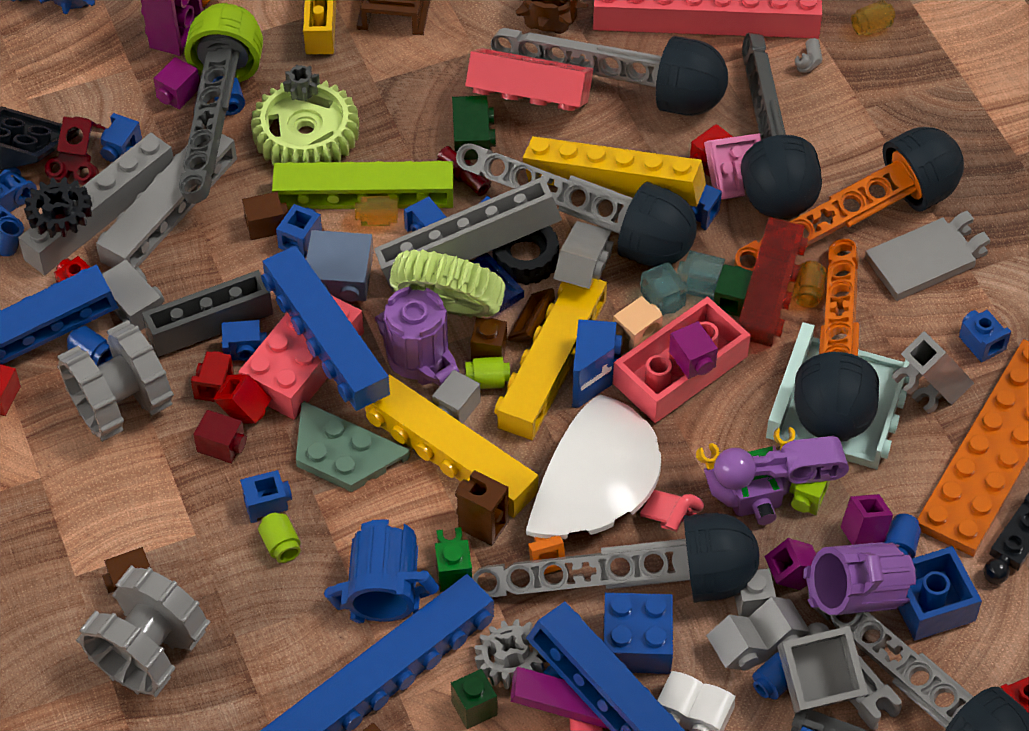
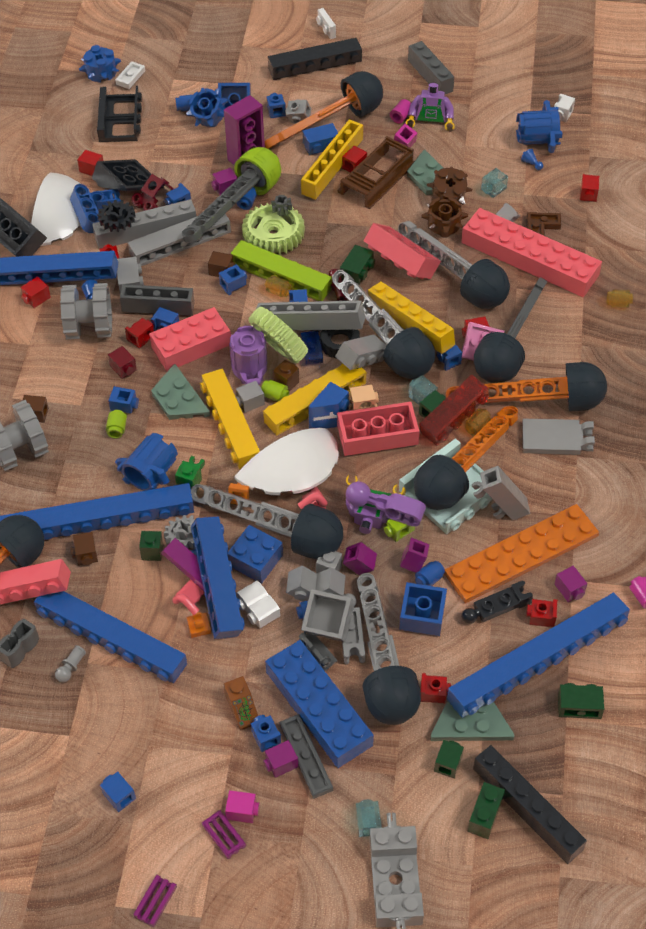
camera: 30 degrees right, 0 degrees up
(242, 398) = (144, 349): red brick -> none
(325, 328) = (201, 330): blue brick -> none
(342, 262) = (237, 304): sand blue brick -> none
(482, 507) = (221, 451): reddish brown brick -> none
(531, 316) = (318, 372): reddish brown tile -> none
(664, 288) = (397, 389): clear light blue brick -> none
(693, 350) = (379, 424): magenta brick -> none
(812, 58) = (570, 306): light grey arm -> none
(859, 578) = (381, 579): medium lavender container -> none
(984, 335) = (553, 488): blue brick -> none

